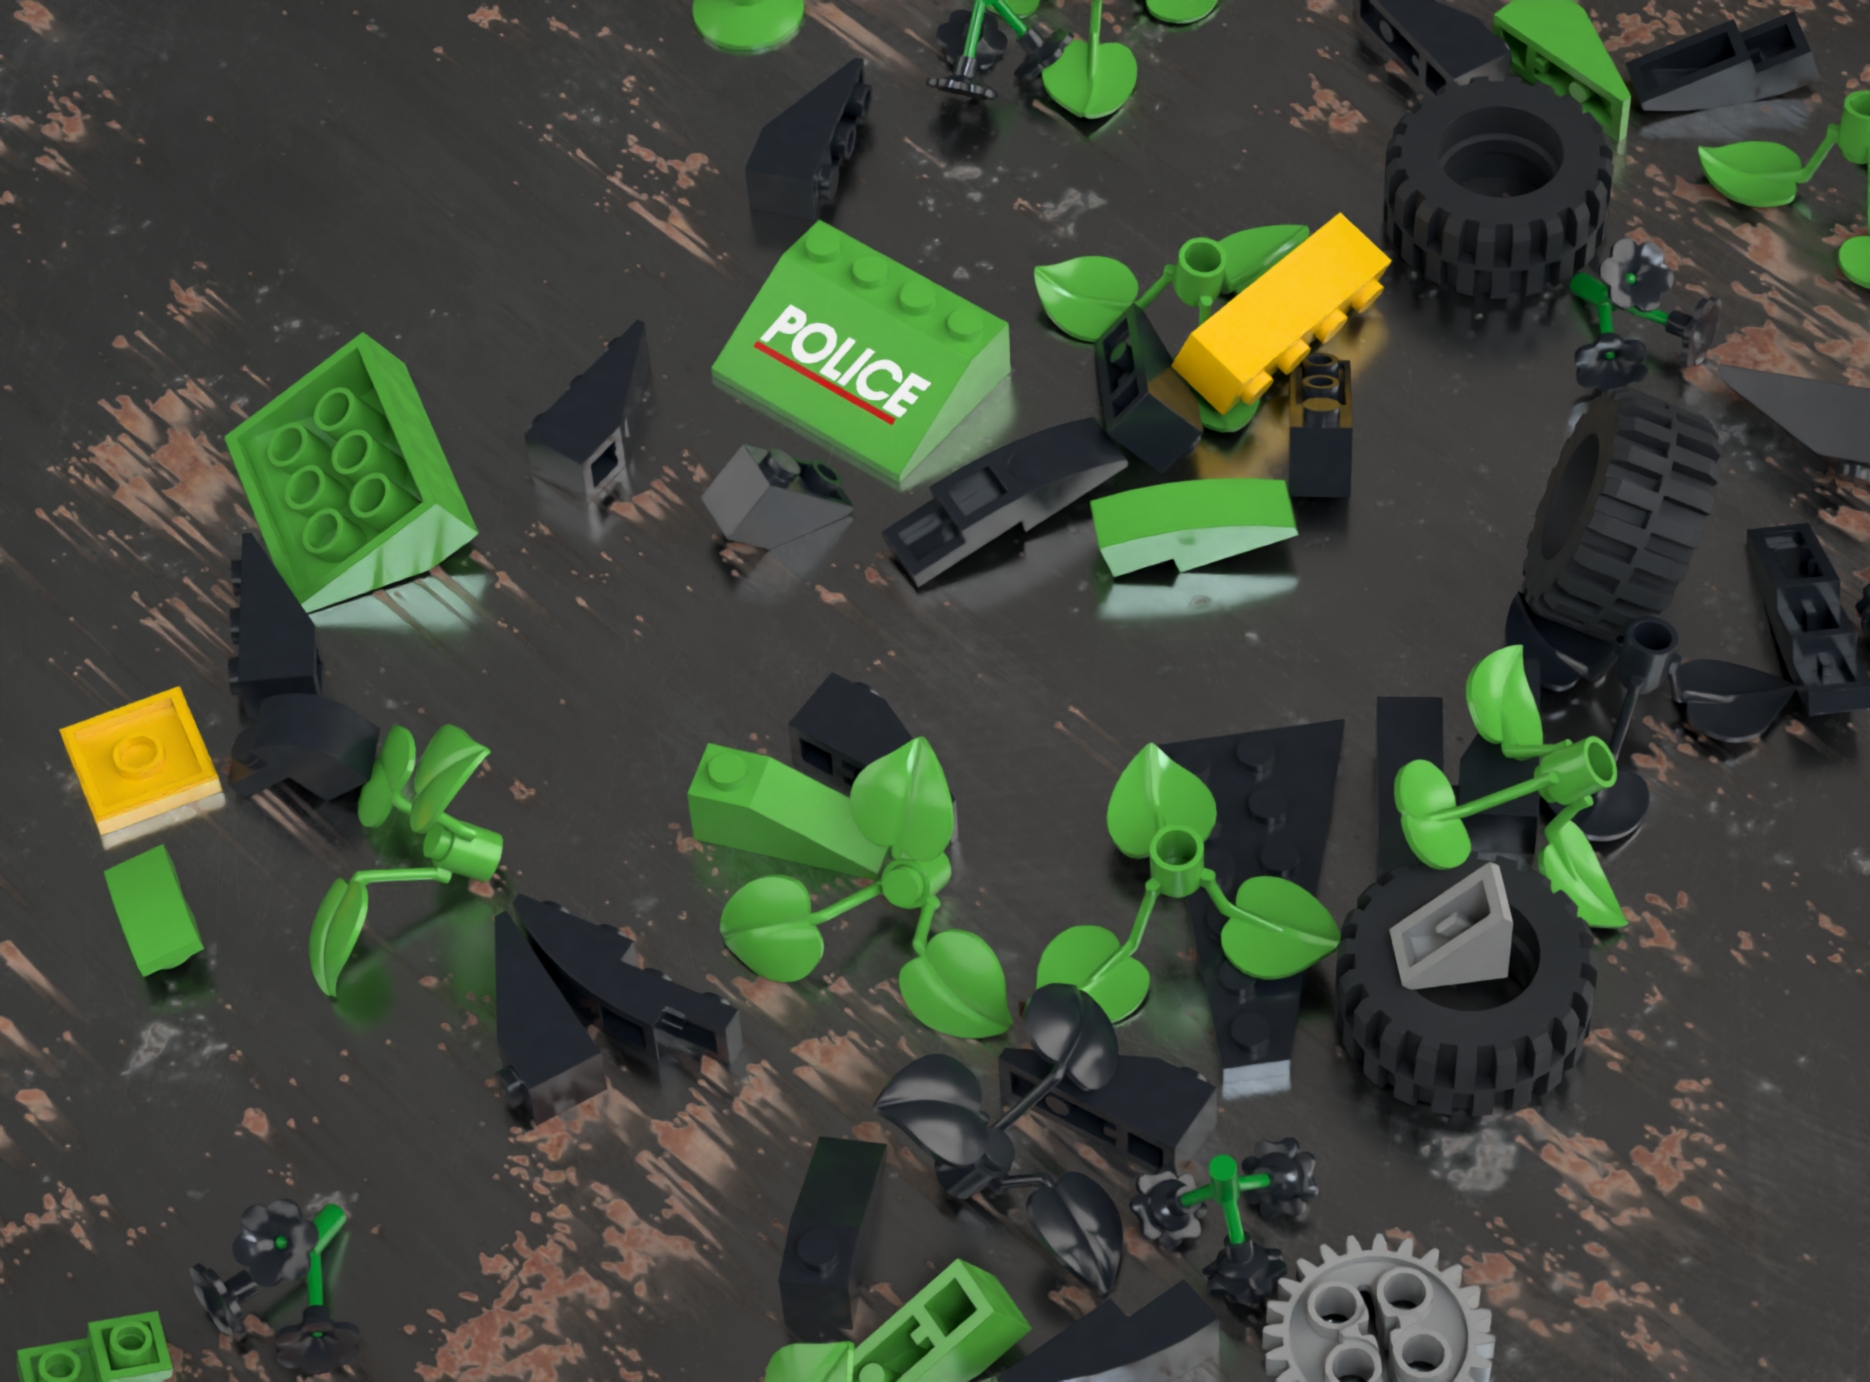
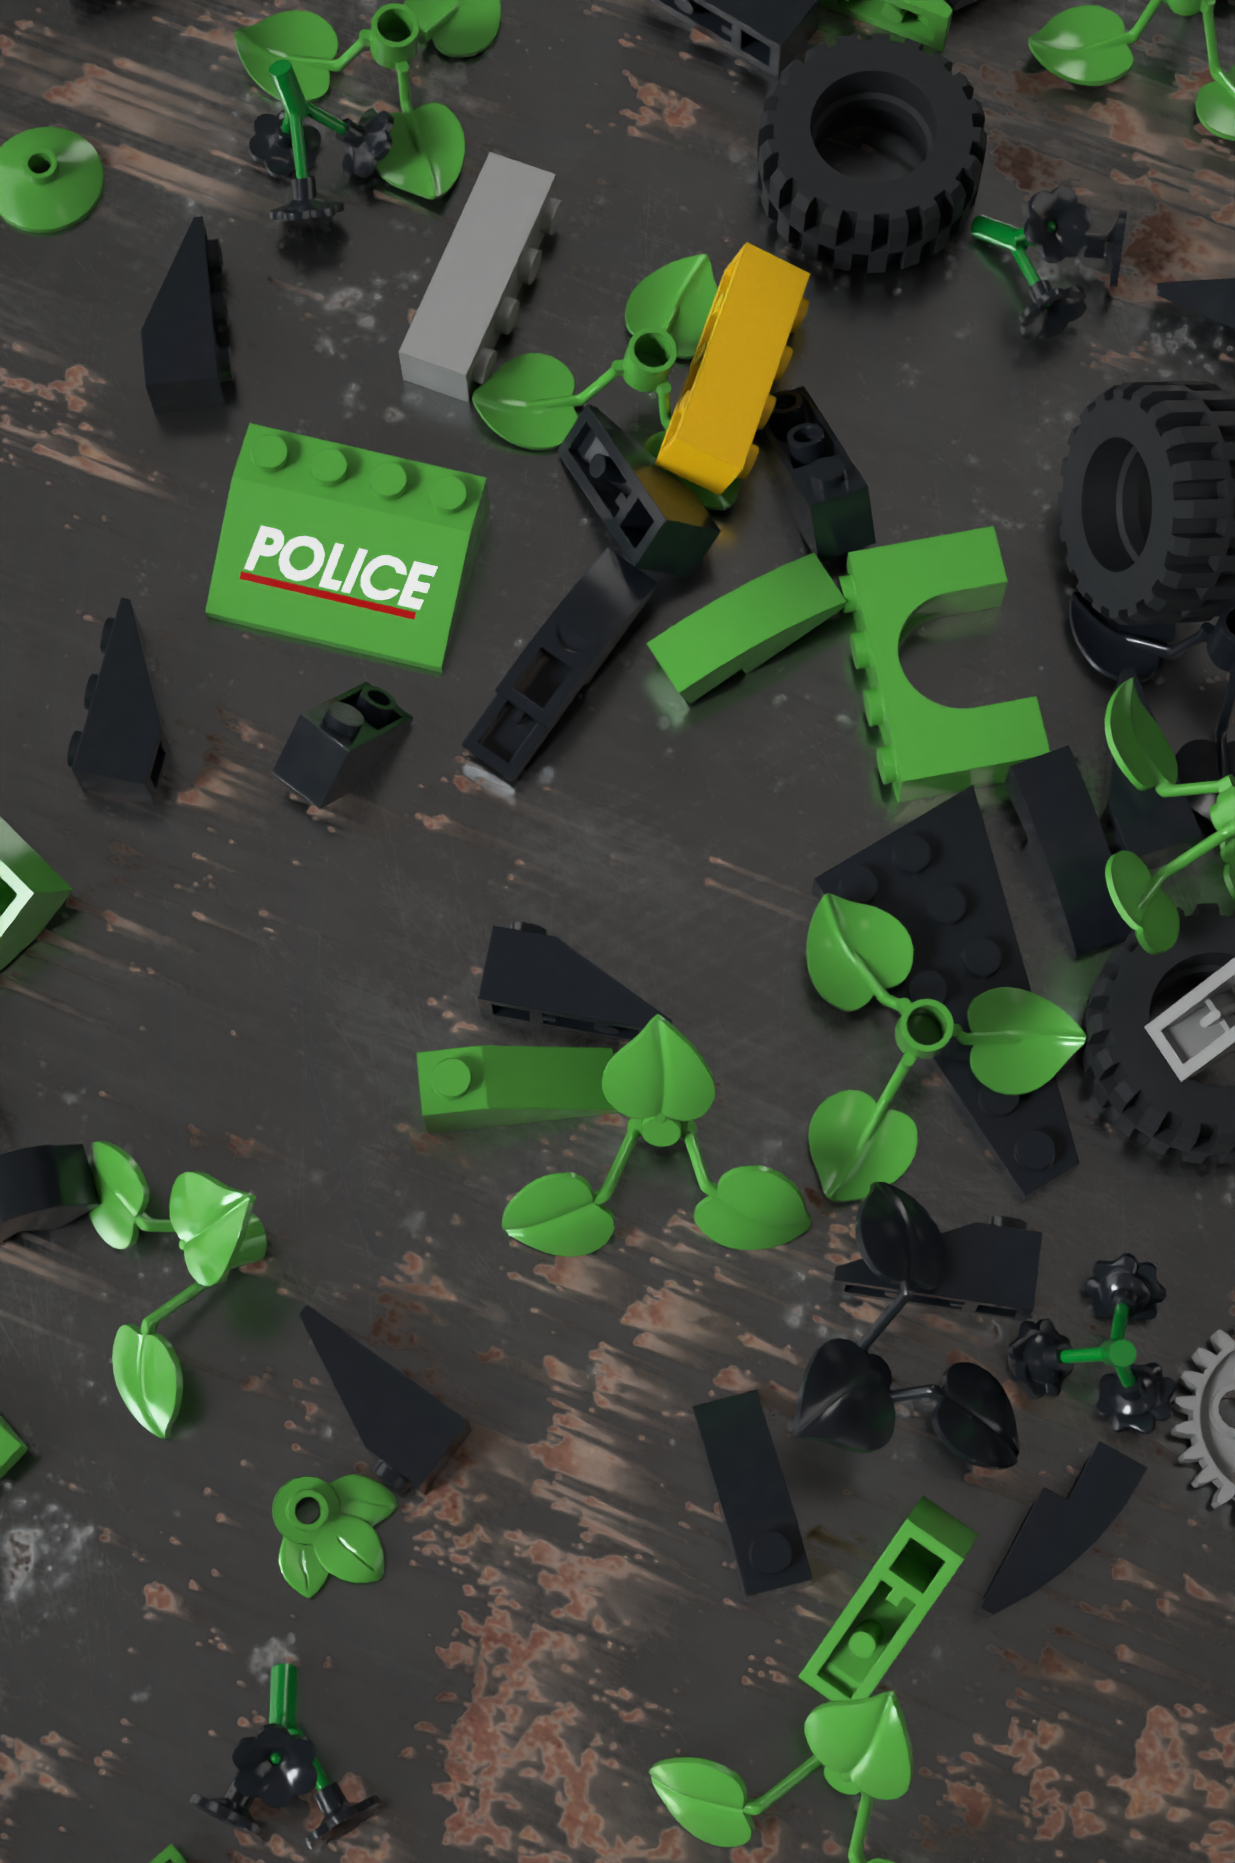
camera: 25 degrees left, 20 degrees up
(438, 1123) = (339, 1537): none -> bright green plate
(603, 983) = (413, 1326): black slope -> none
(1090, 183) = (480, 278): none -> light grey brick
(1346, 544) = (927, 744): none -> bright green arch

